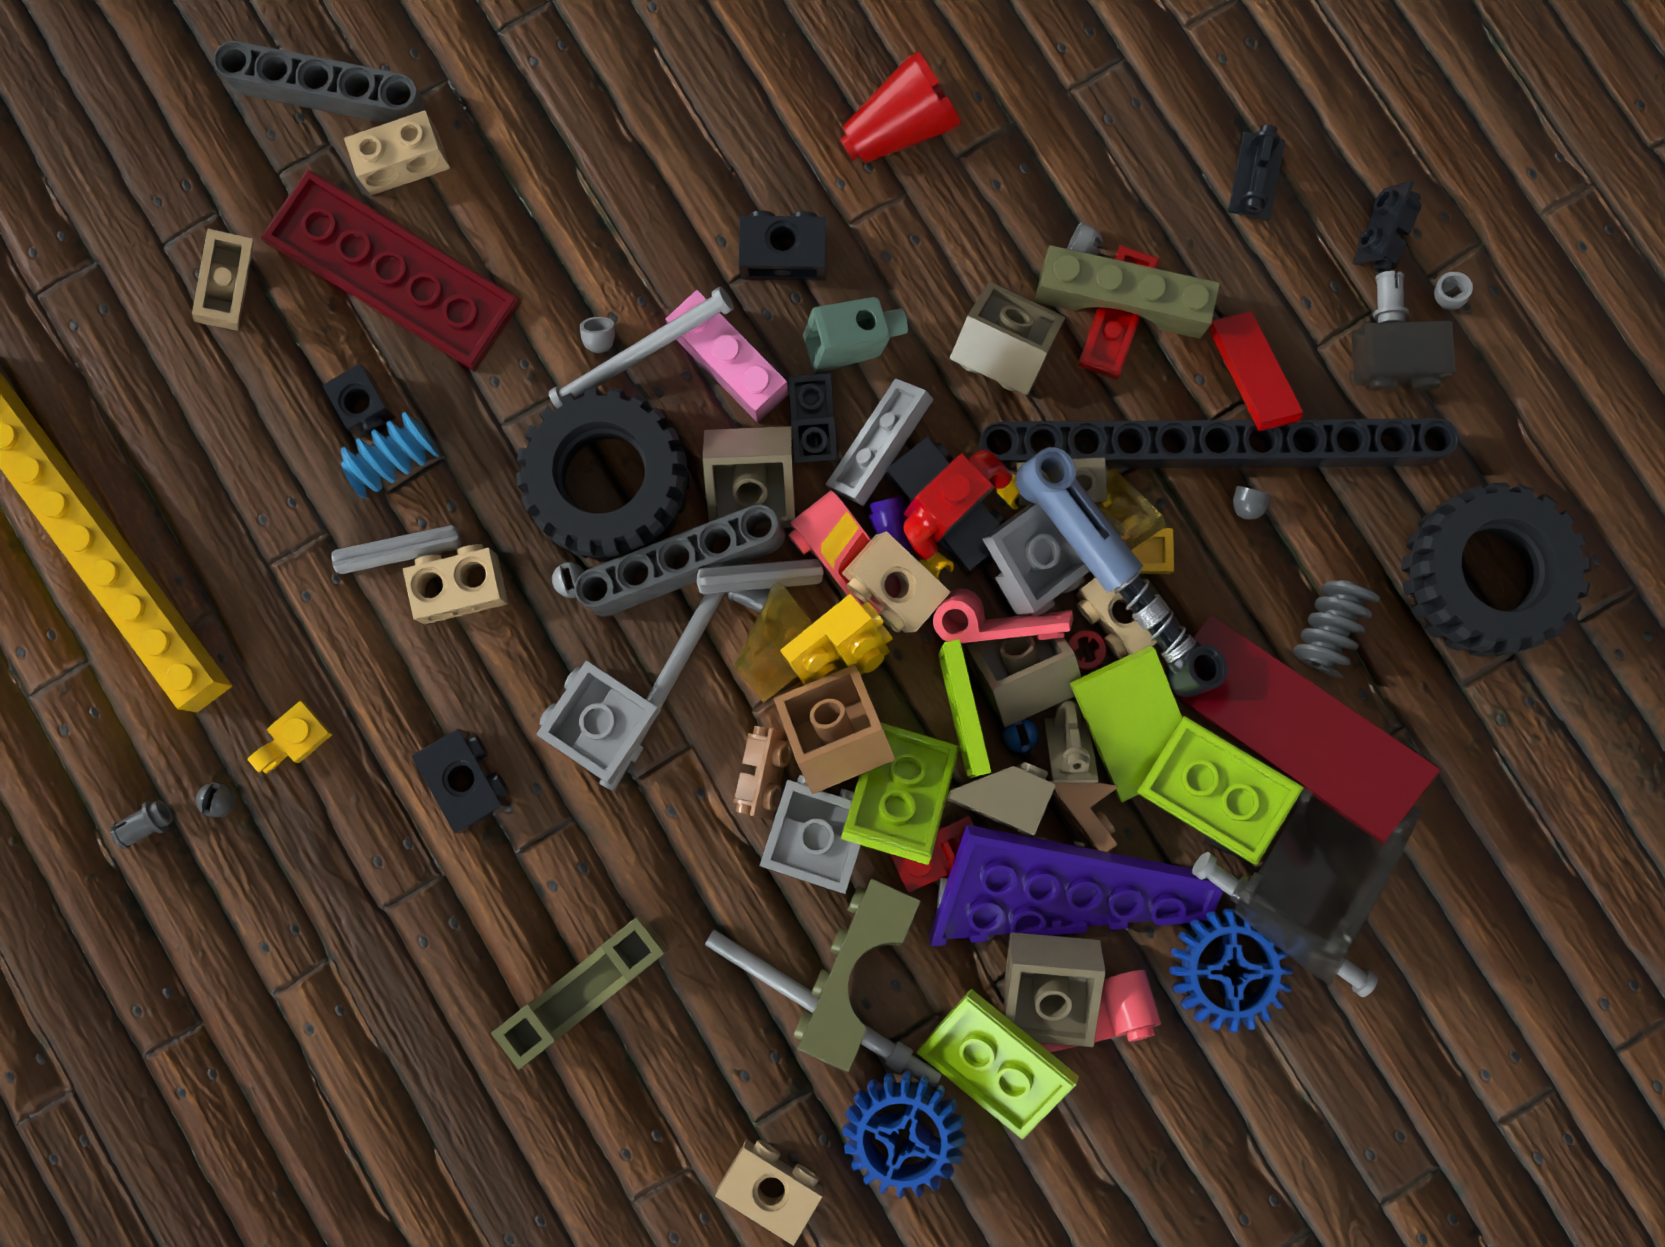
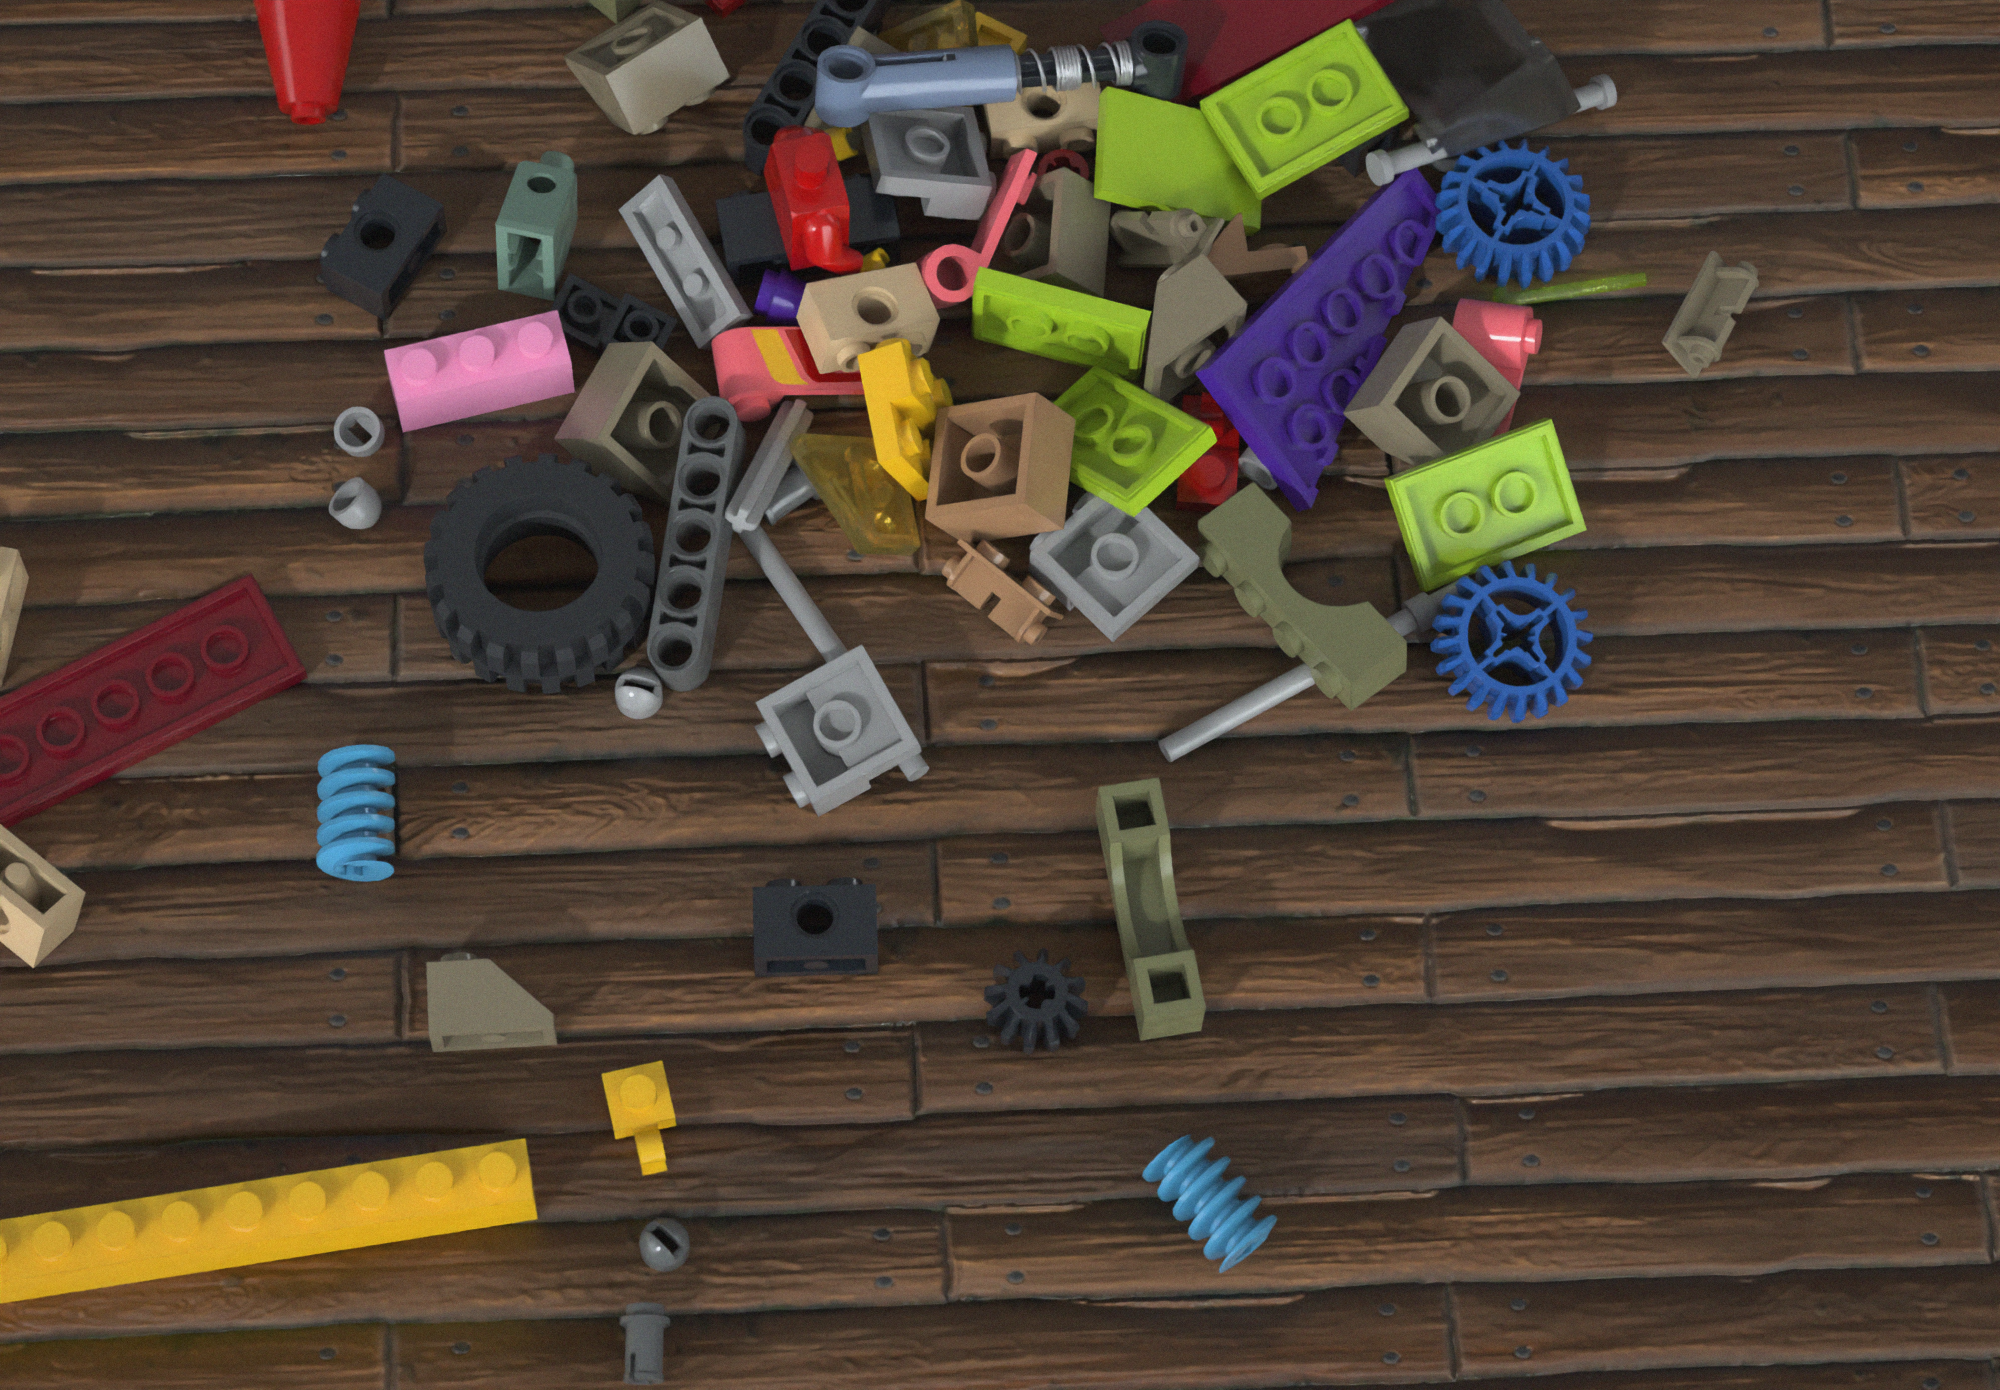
camera: 70 degrees left, 15 degrees down
(303, 603) = (482, 1007): none -> dark tan slope
(347, 390) = (251, 797): black brick -> none
(396, 549) = (478, 870): light grey axle -> none
(409, 1137) = (1209, 1200): none -> dark azure piece
(456, 595) = (579, 818): tan brick -> none
(483, 964) = (1057, 1010): none -> black gear
(641, 304) = (350, 442): none -> light grey hinge
(681, 325) = (416, 451): light grey bar -> none
(783, 1214) = (1480, 853): tan brick -> none
(1012, 740) = (1126, 281): blue hinge -> none
(1163, 995) = (1569, 290): none -> clear neon green piece
(1213, 1146) = (1705, 317): none -> dark tan hinge

